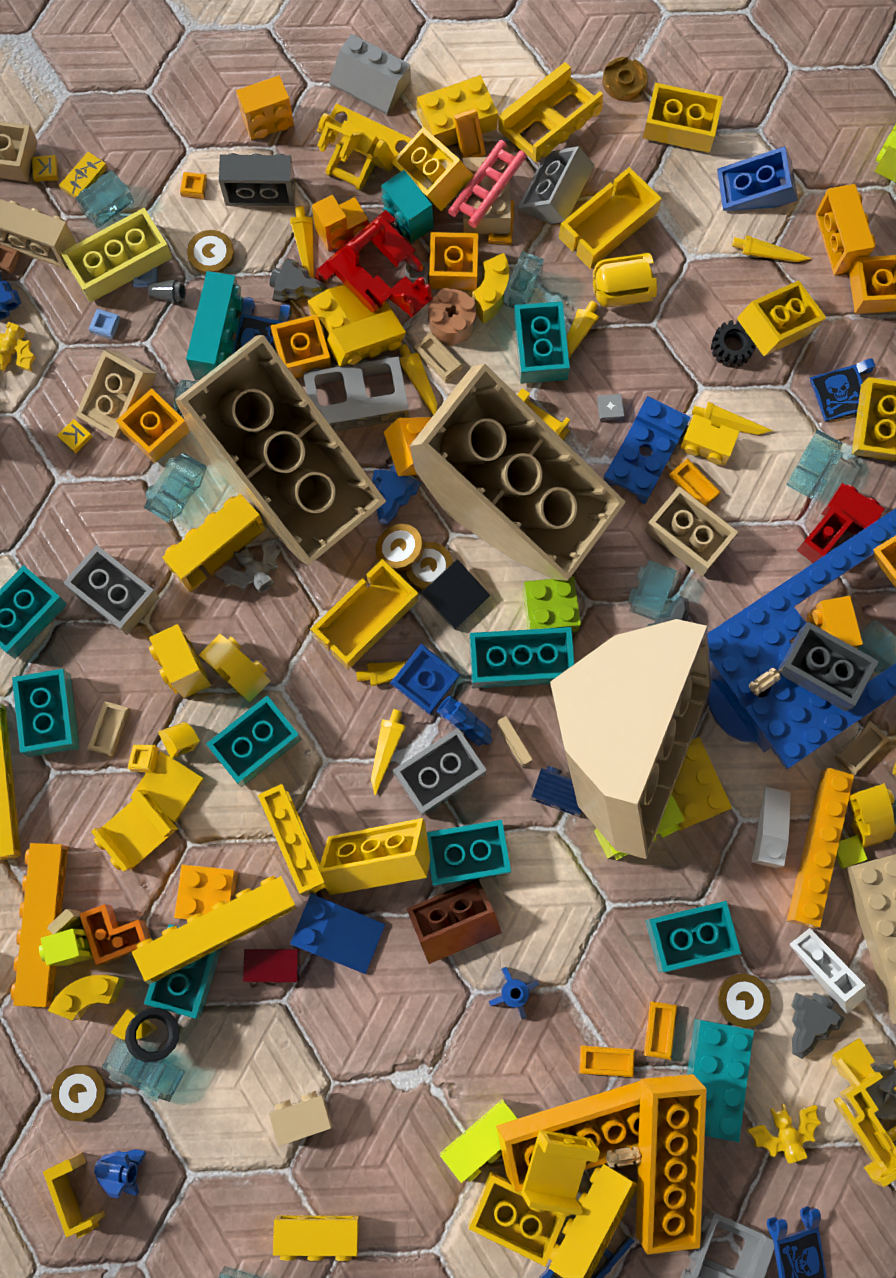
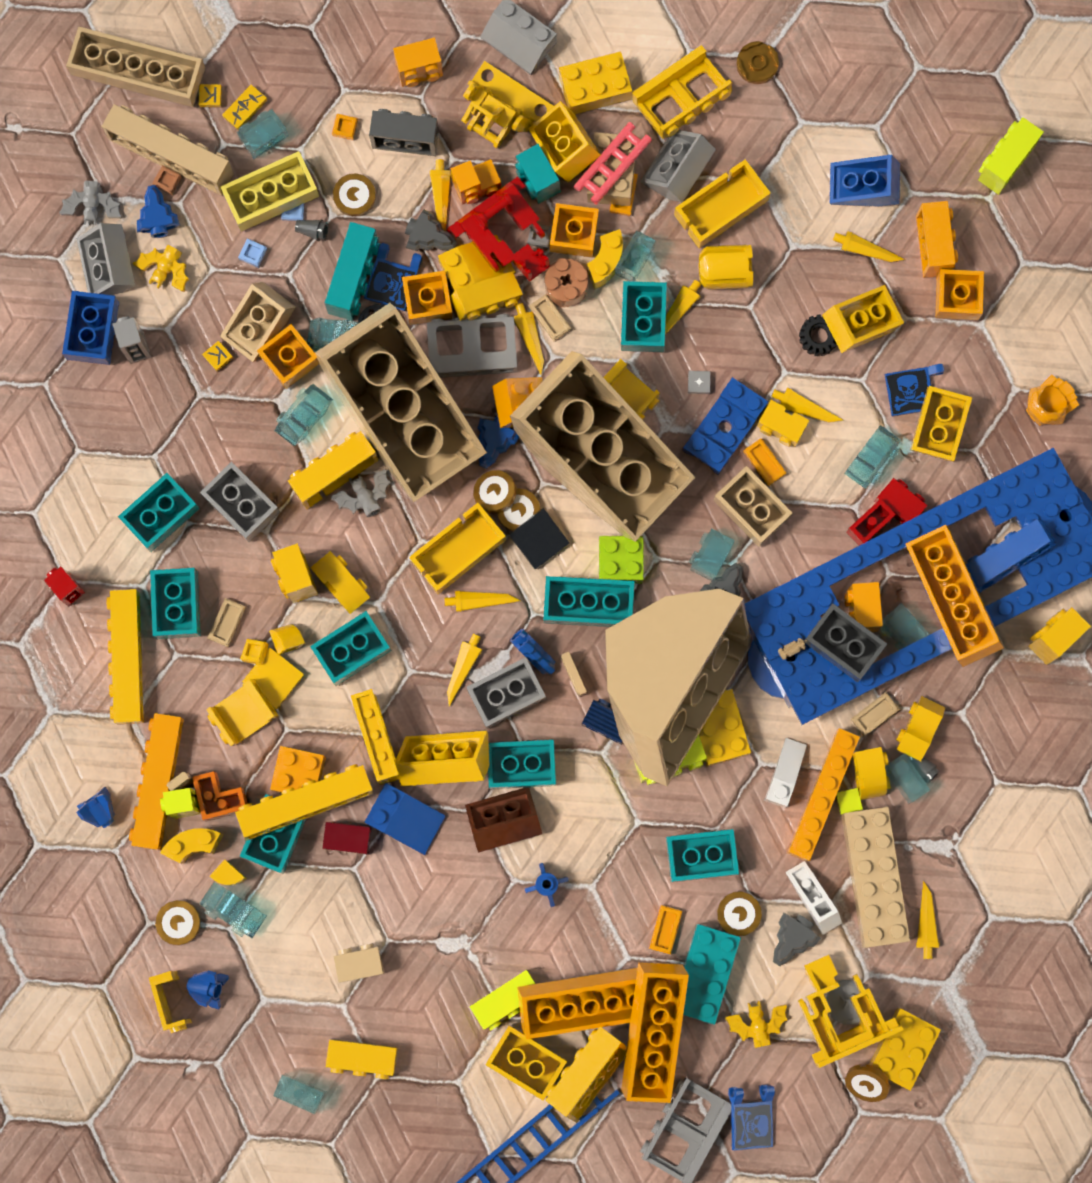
camera: 10 degrees right, 5 degrees up
(173, 1034) = (261, 882): black tyre -> none
(425, 679) = (503, 610): blue tile -> none
(469, 134) = (603, 109): light orange tile -> none
(557, 1172) = (561, 1027): yellow panel -> none
(606, 1061) = (617, 949): light orange tile -> none
(623, 1156) = (617, 1023): tan piece -> none
(682, 117) = (803, 111): yellow brick -> none

